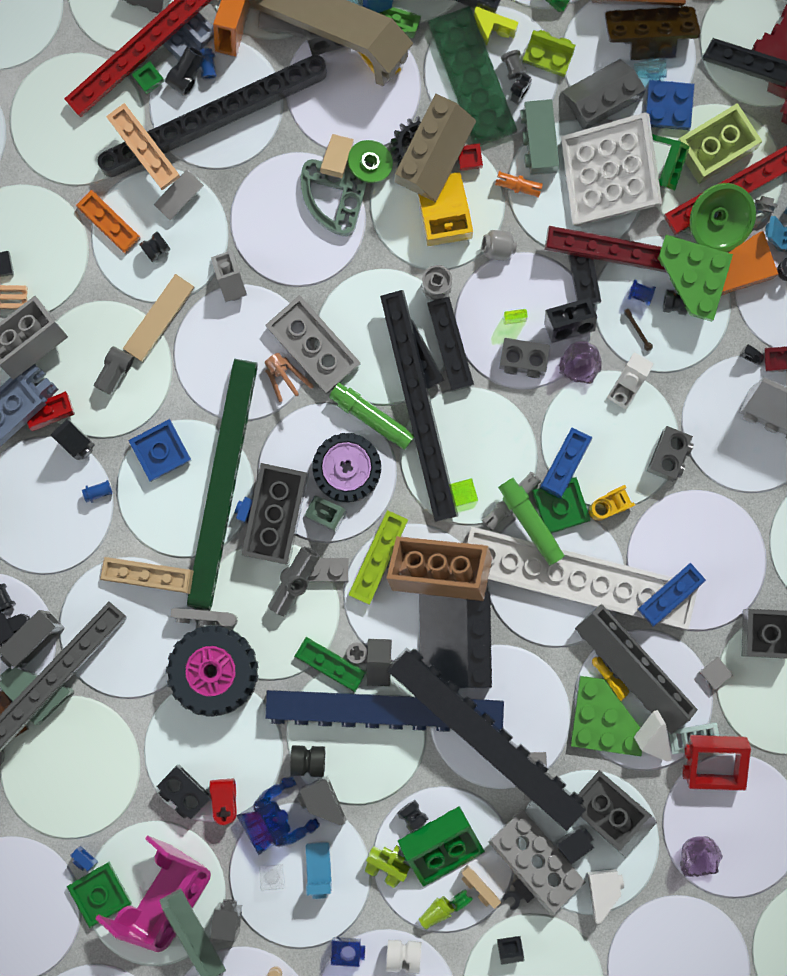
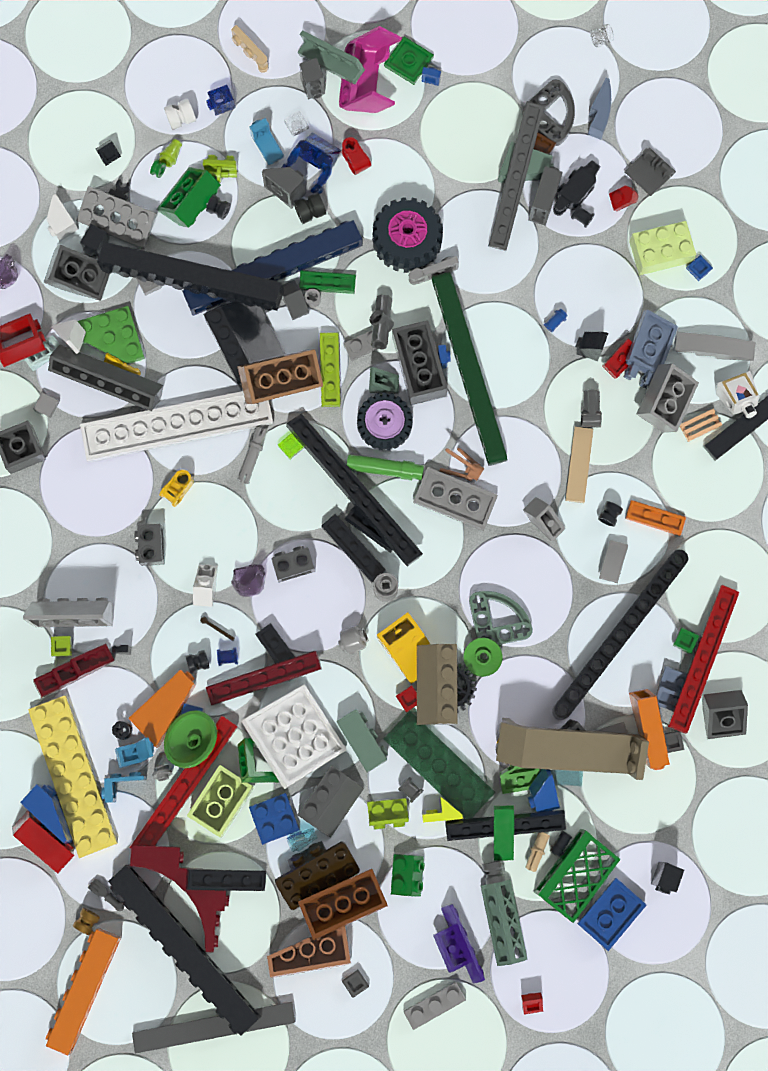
camera: 150 degrees right, 5 degrees down
(143, 146) = (658, 578): light nougat plate -> none
(147, 575) = (488, 278): tan tile -> none
(160, 450) = (526, 369): blue plate -> none
(182, 75) = (660, 654): black piece -> none
(188, 786) = (383, 154): black brick -> none
(207, 65) = (647, 674): blue pin -> none
(336, 156) = (510, 648): tan tile -> none
(472, 880) = (143, 181): tan plate -> none
(515, 316) = (314, 591): clear neon green tile -> none
(517, 501) = (246, 452): bright green piece -> none
(518, 184) = (361, 696): orange pin -> none
(520, 88) = (397, 772): black plate -> none
(564, 512) = (214, 470): green tile -> none
(566, 463) = (224, 501): blue tile -> none
(570, 320) = (271, 607): black brick -> none
(671, 594) = (103, 441): blue tile -> none
(696, 274) = (191, 686): bright green plate -> none

